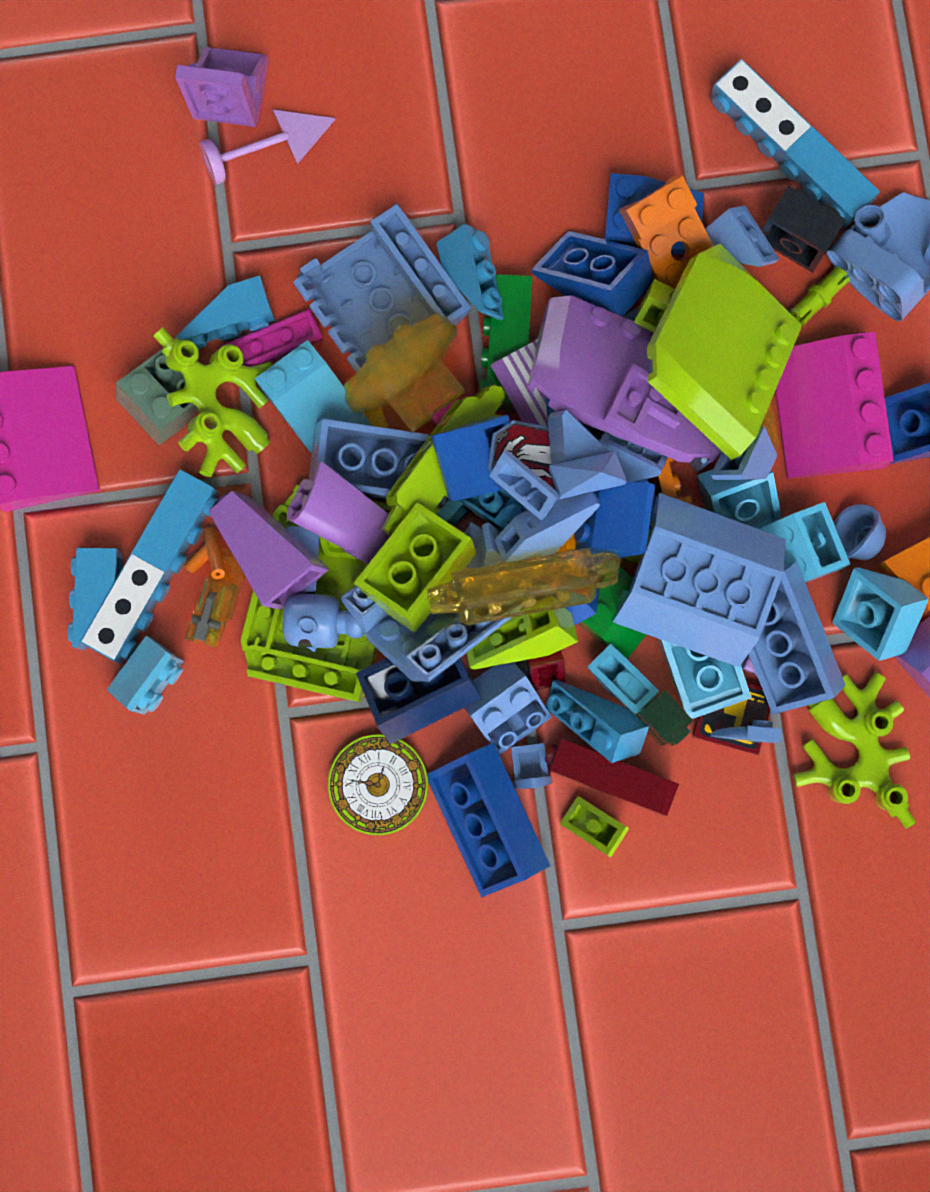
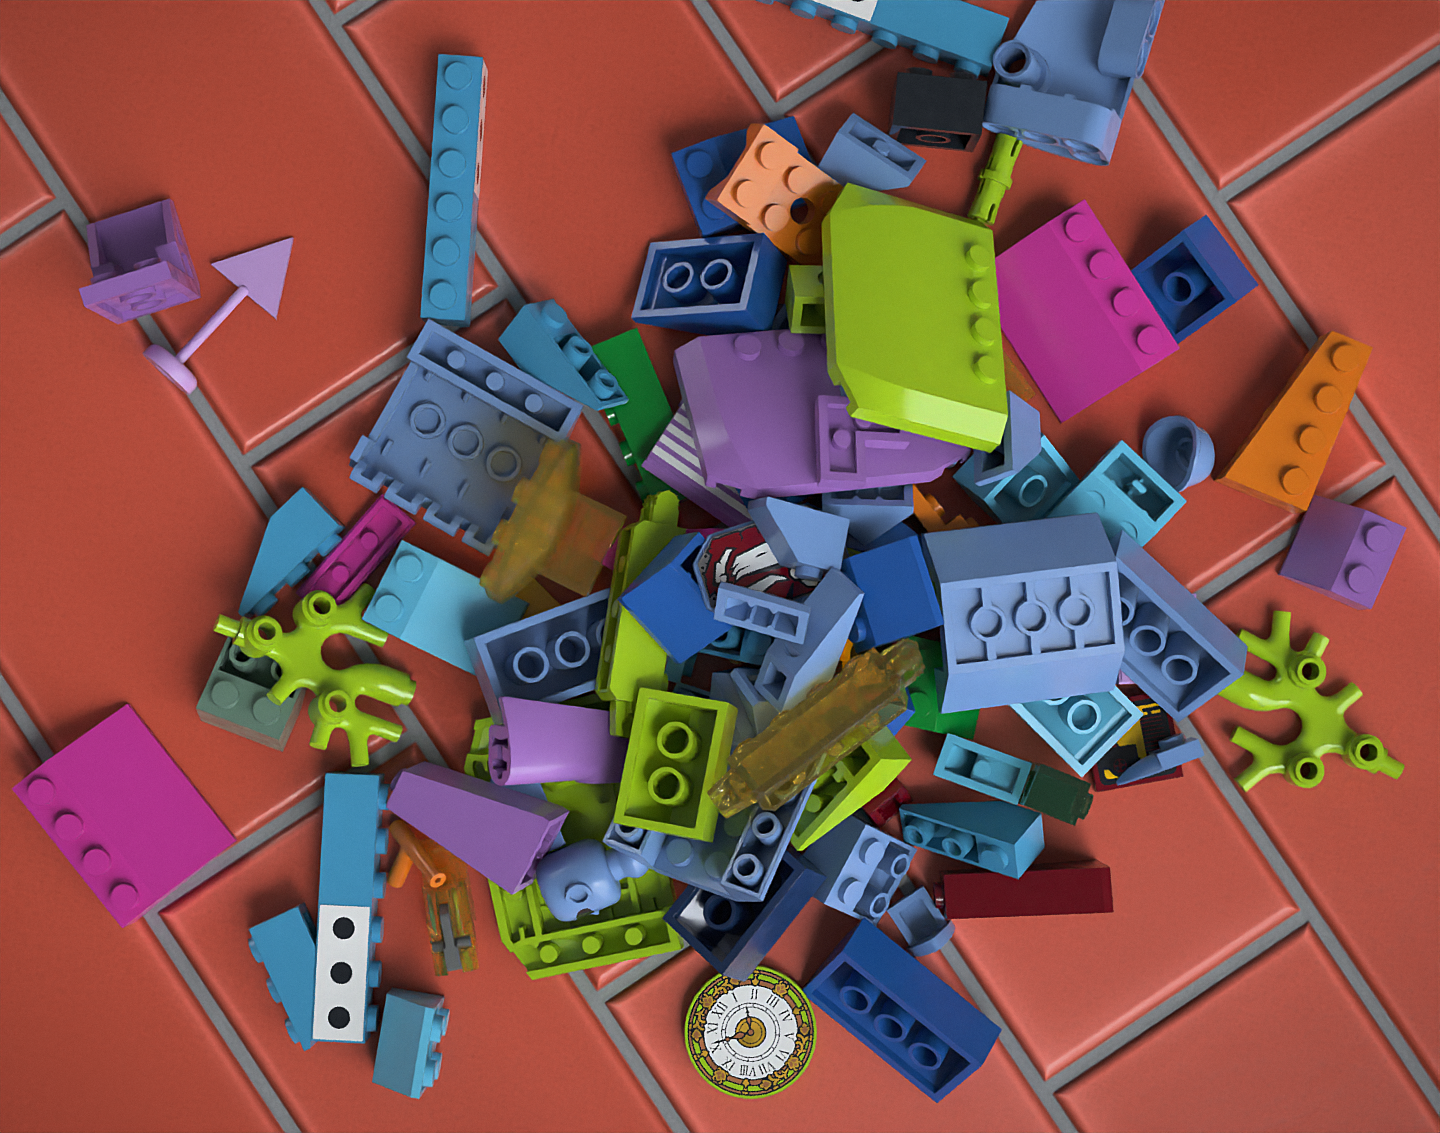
camera: 30 degrees left, 5 degrees up
(456, 133) = (454, 190): none -> dark azure brick
(587, 474) = (831, 562): medium blue slope -> none
(594, 826) = (1031, 958): lime slope -> none
(880, 612) = (1248, 540): medium azure slope -> none

